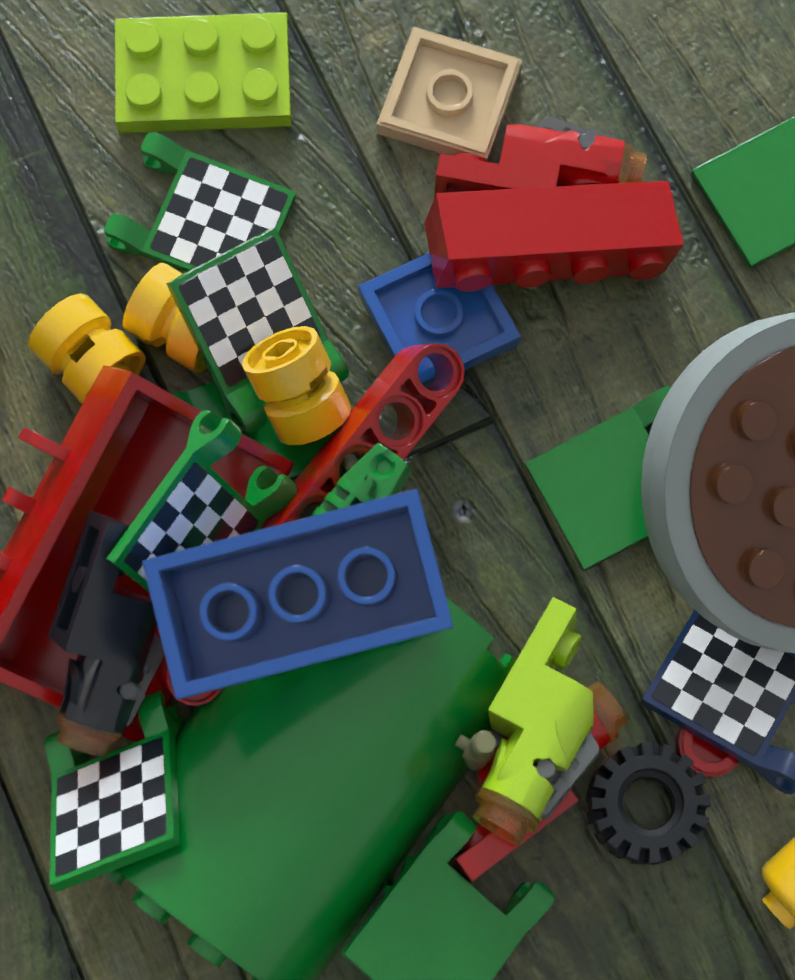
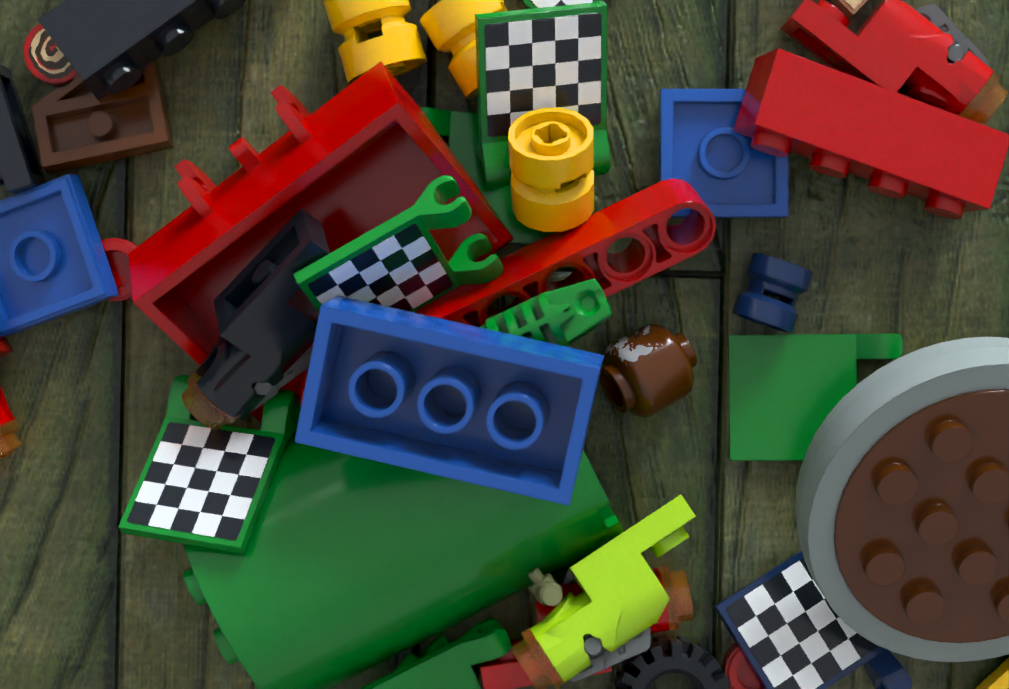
camera: 25 degrees right, 15 degrees up
(470, 522) = (648, 370): none -> reddish brown head
(542, 406) = (777, 279): none -> dark blue wheel

